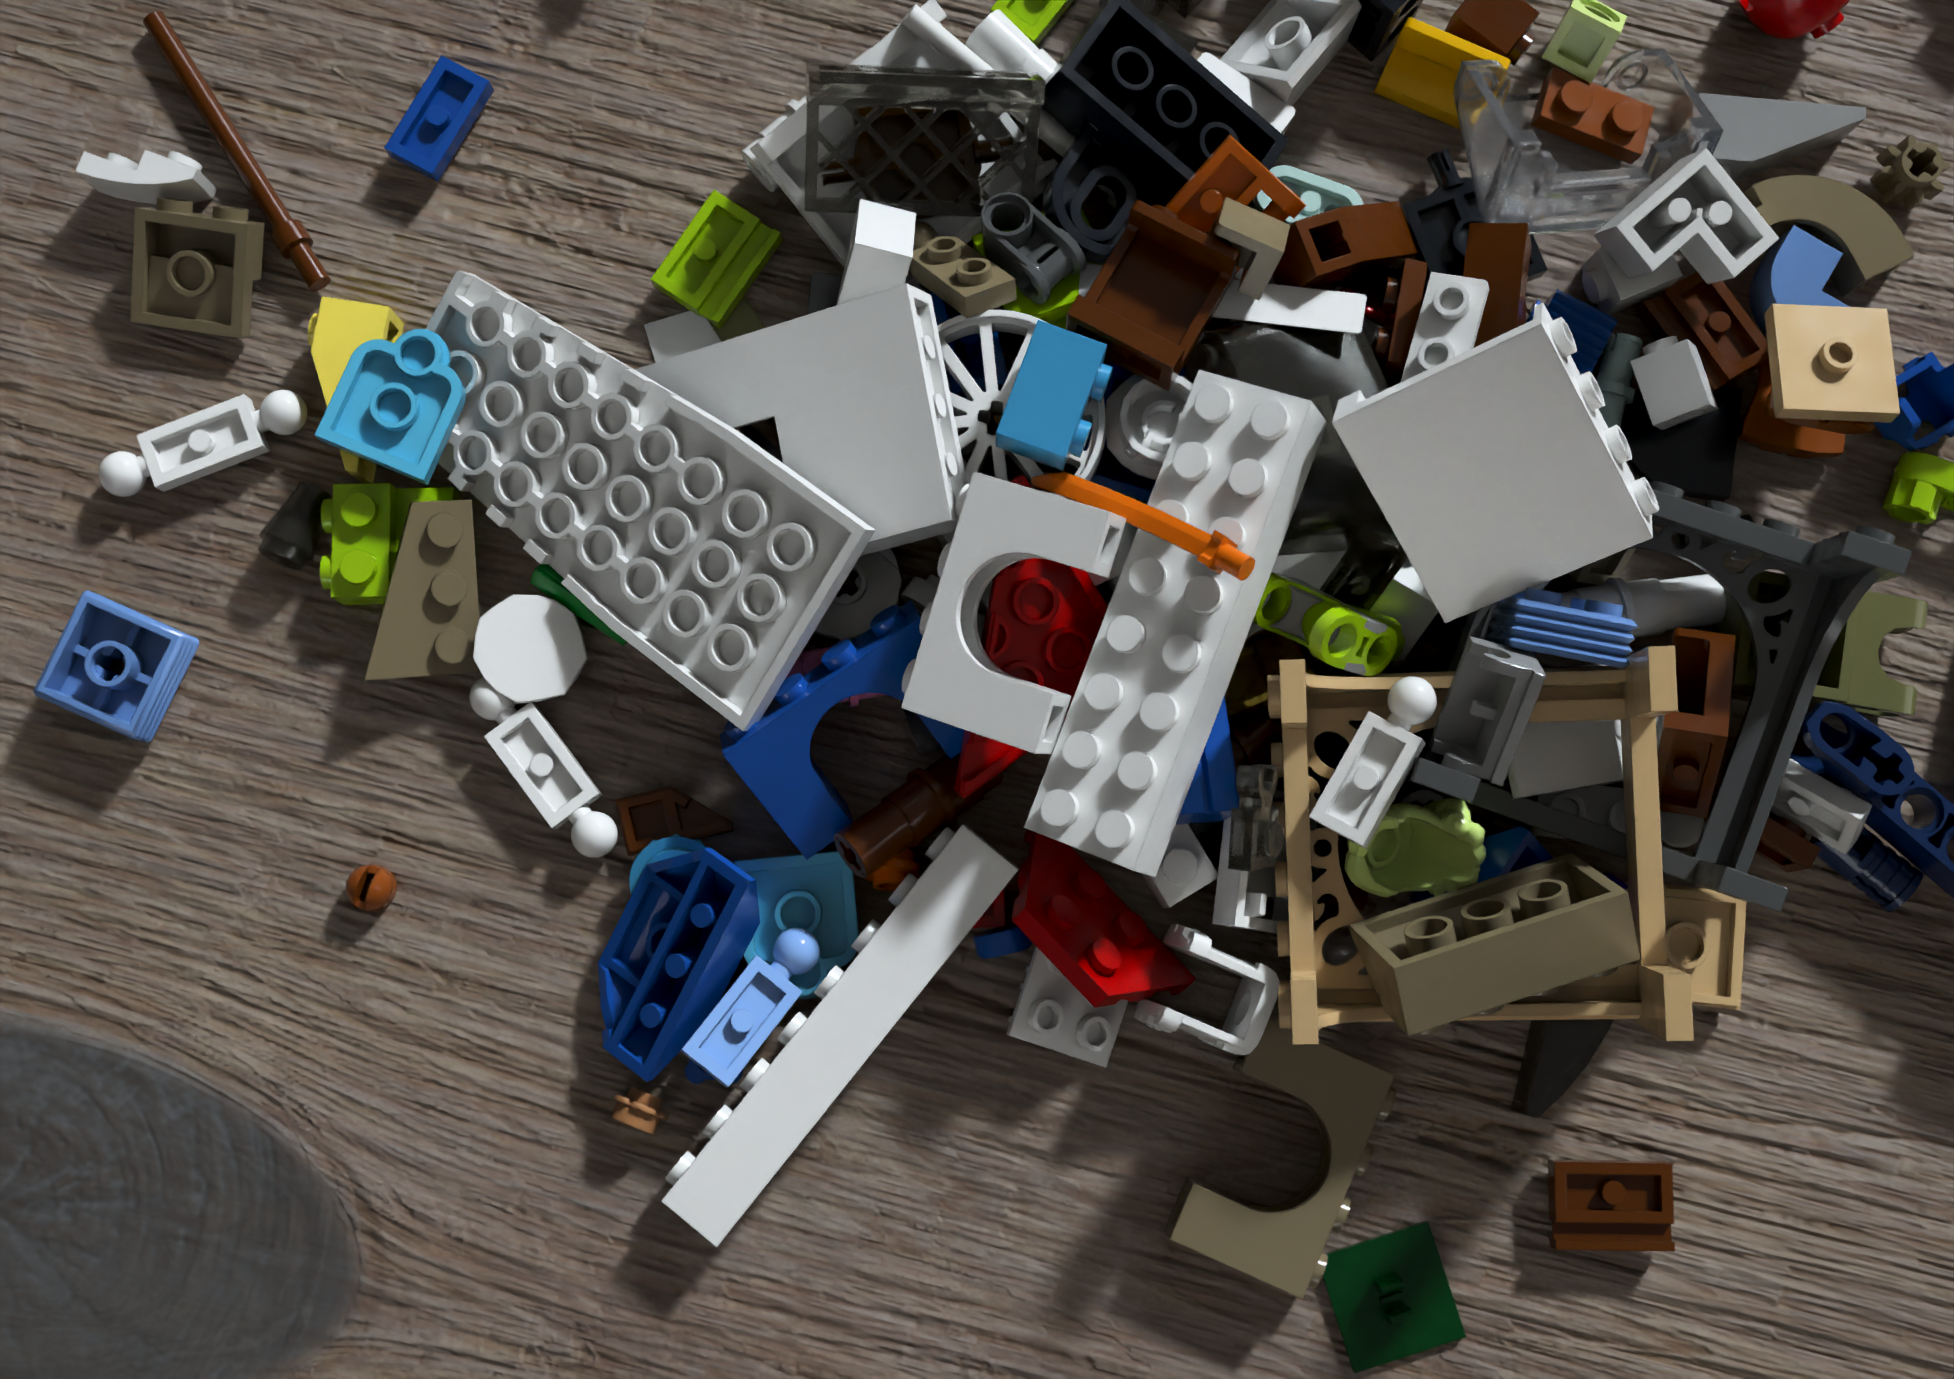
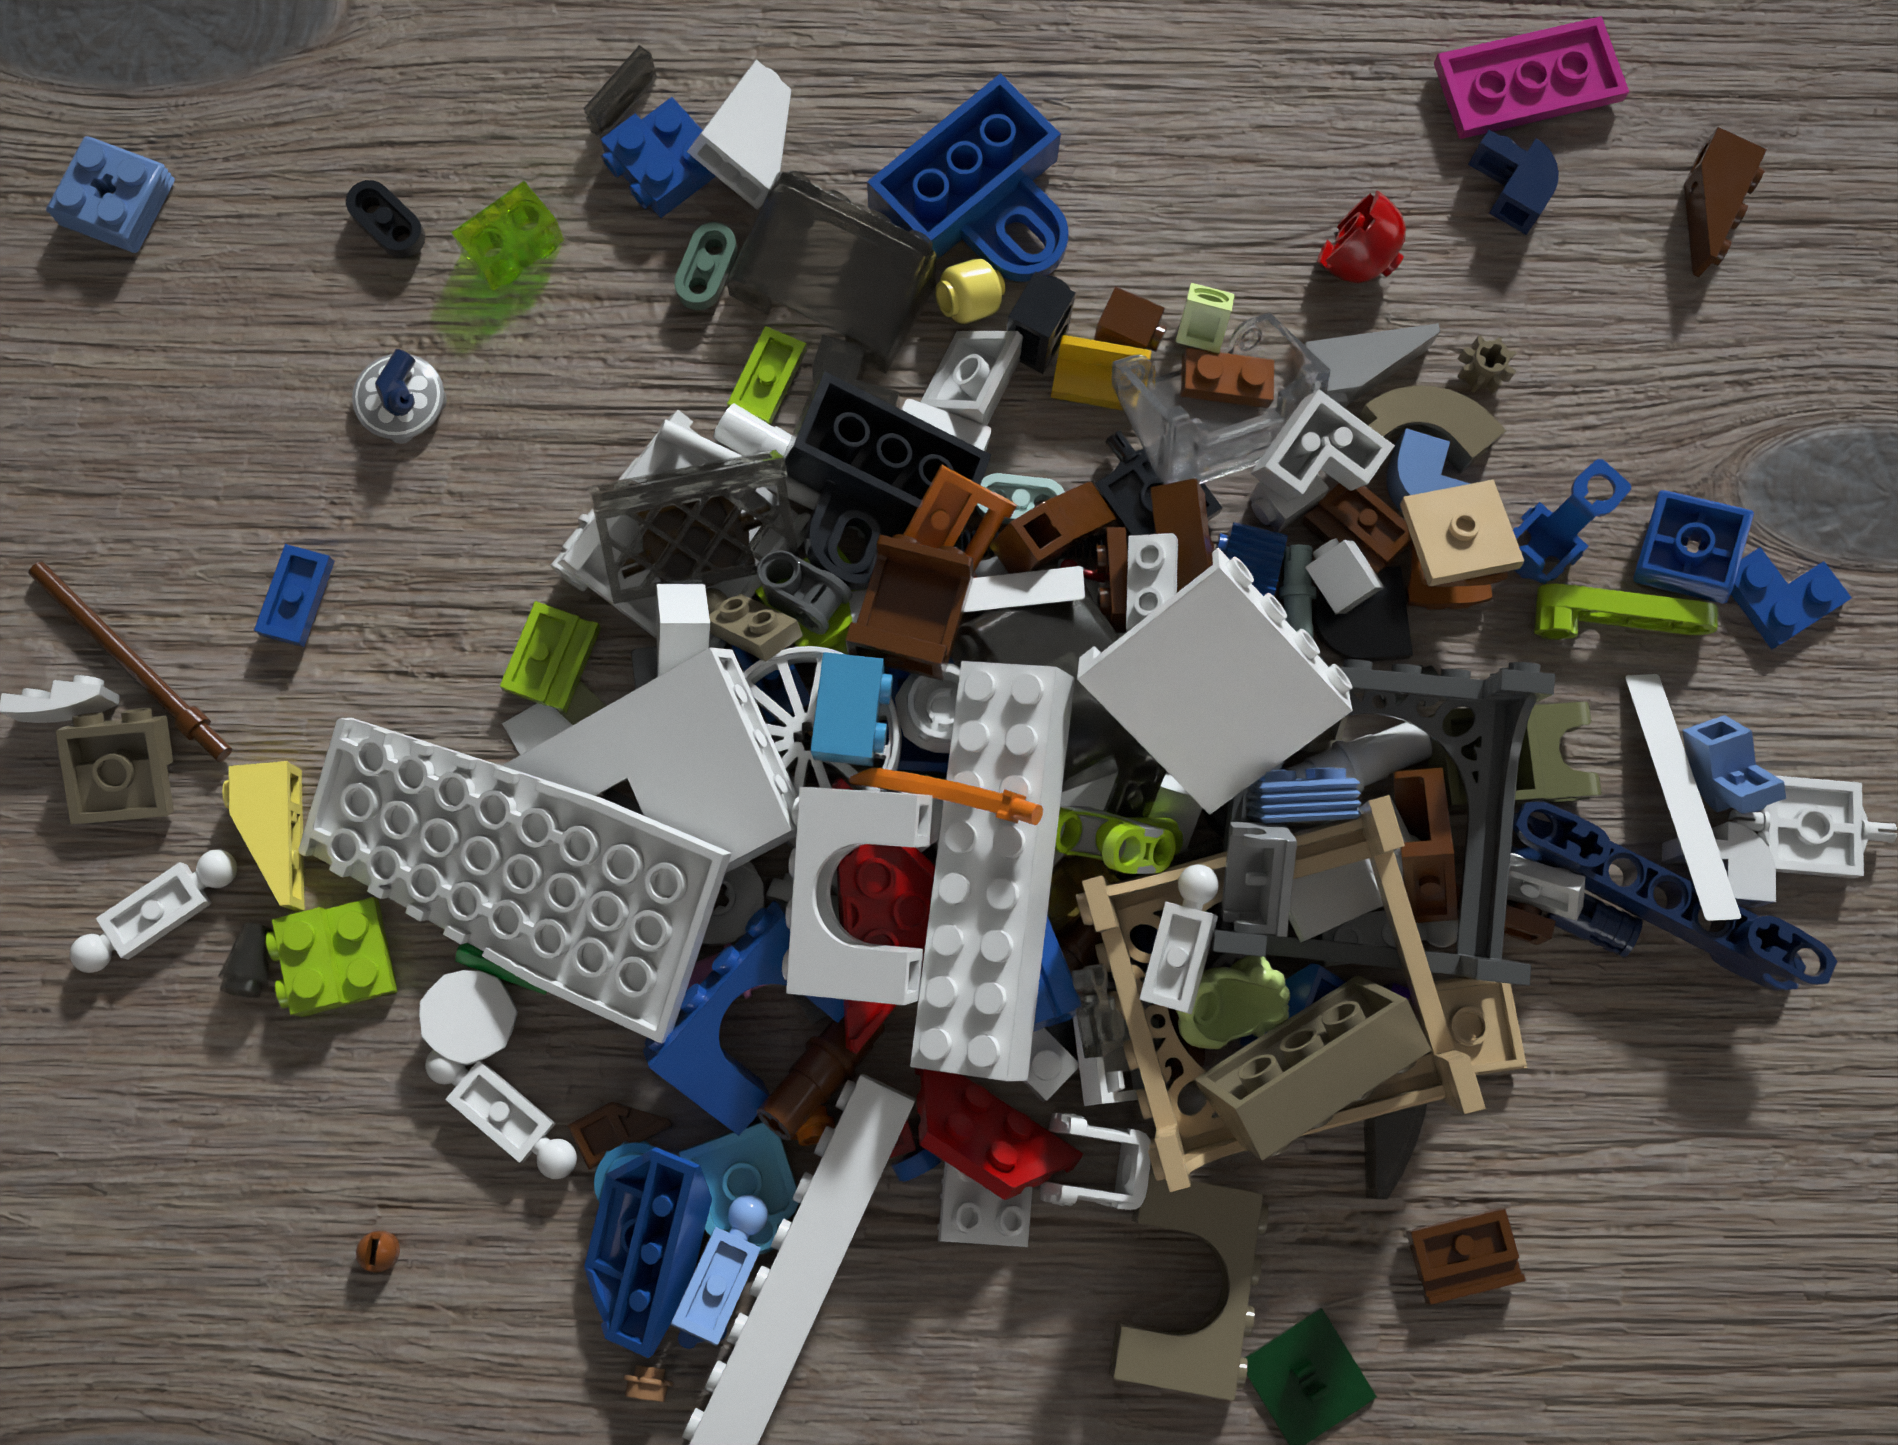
camera: 15 degrees left, 5 degrees down
(81, 676) = (96, 1140): medium blue brick -> none
(396, 404) = (311, 841): medium azure plate -> none
(431, 596) = (375, 994): dark tan wing -> none
(1258, 239) = (984, 543): dark tan panel -> none

